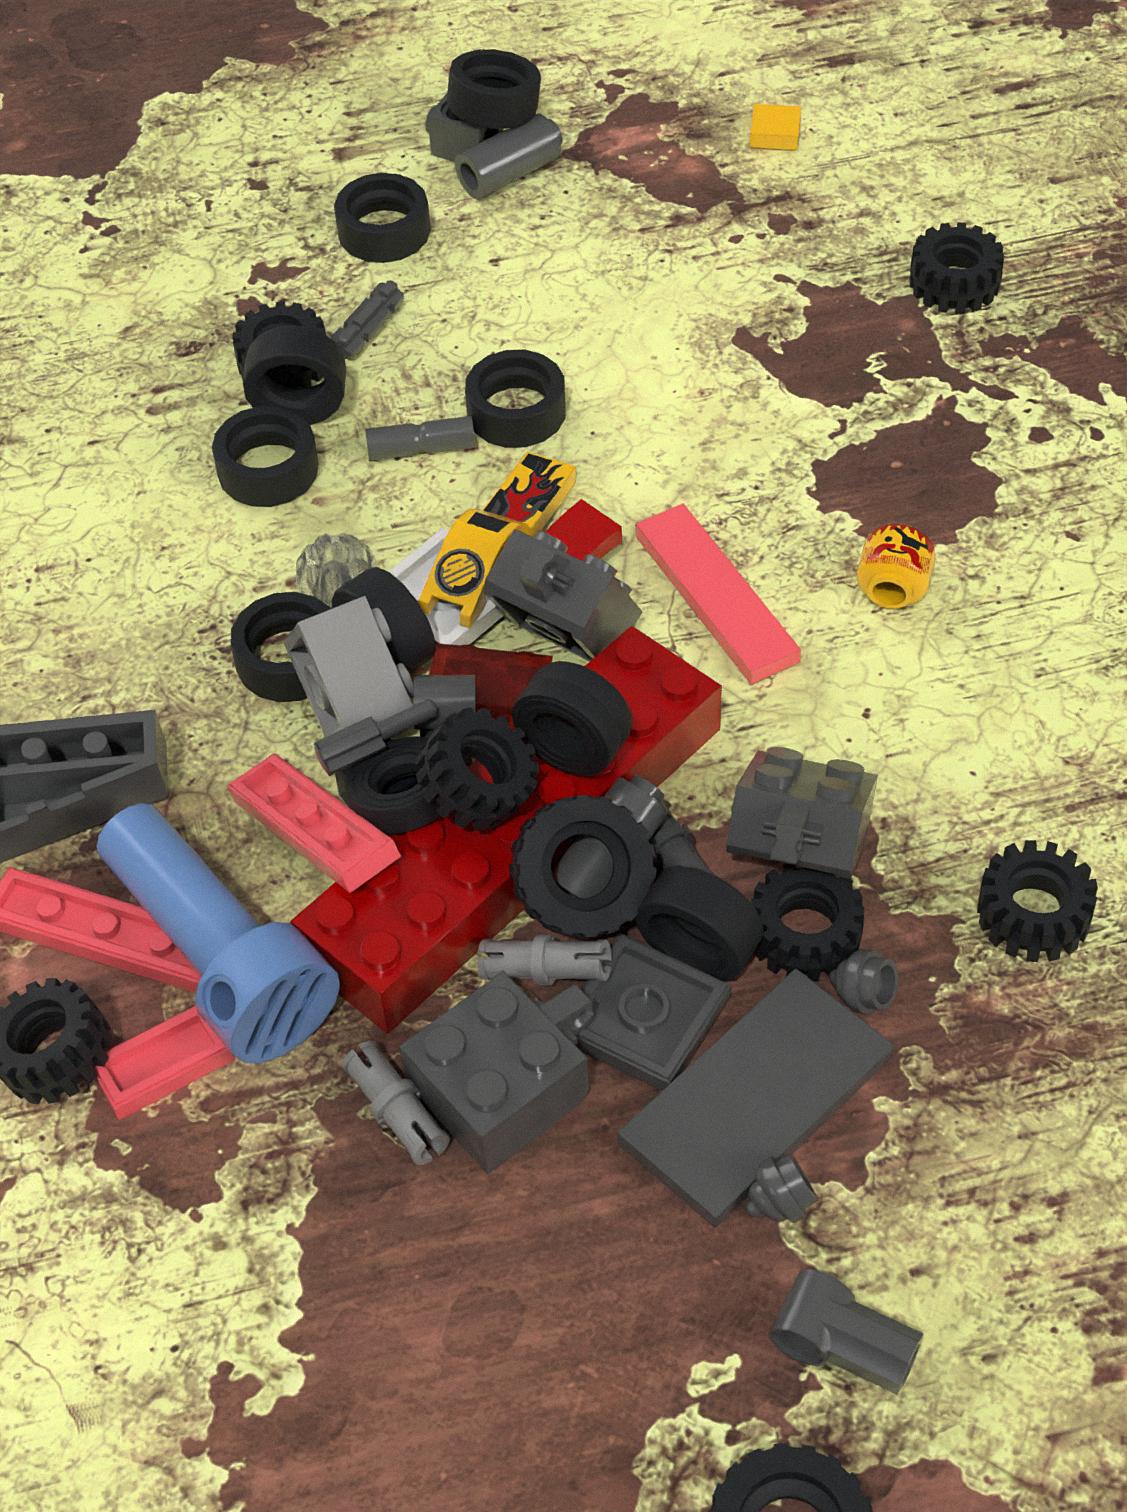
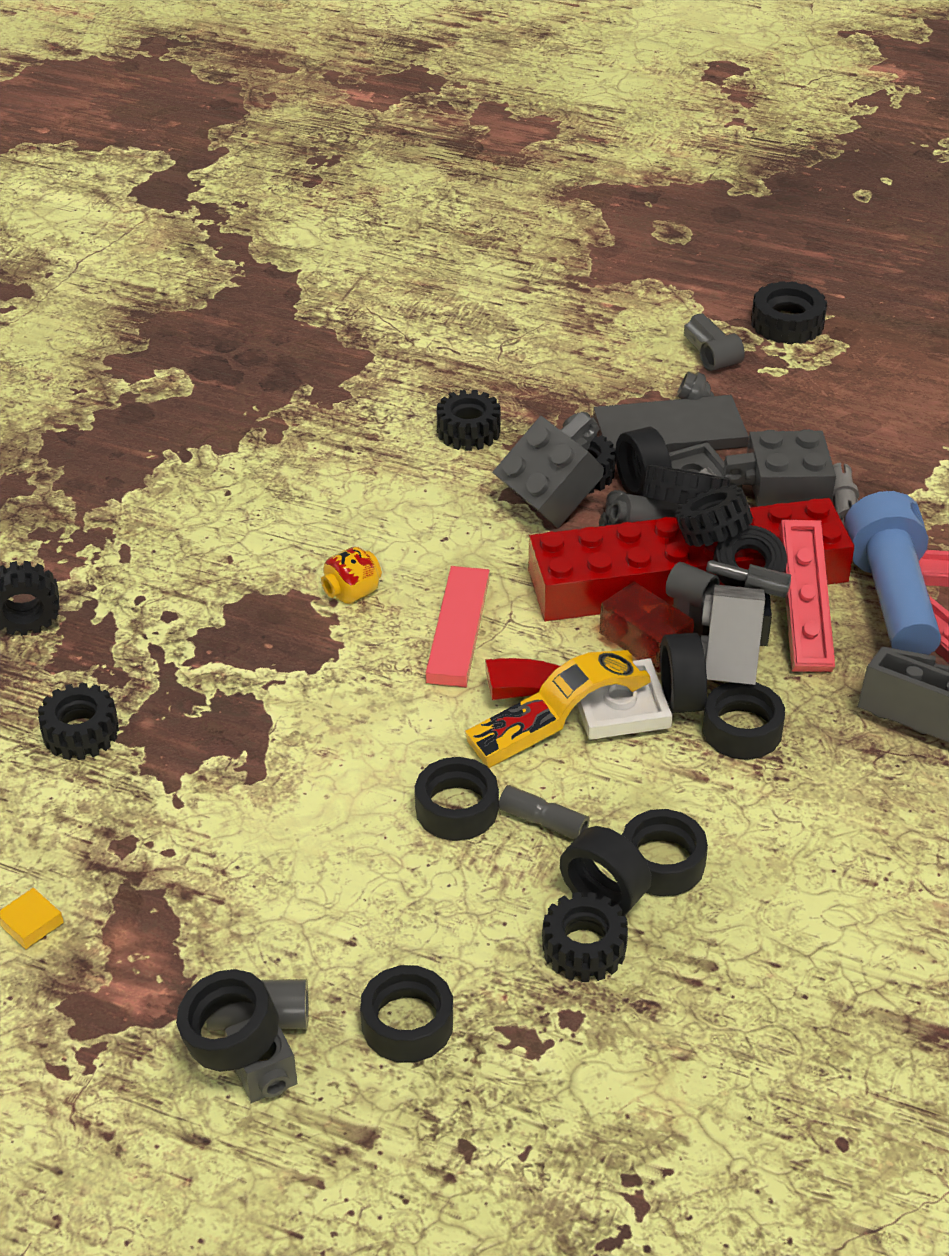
camera: 145 degrees left, 10 degrees down
(331, 564) = (681, 734): clear piece -> none
(368, 318) = (498, 930): dark grey axle -> none
(560, 596) = (569, 612): dark grey hinge -> none
(572, 718) = (644, 508): black tyre -> none

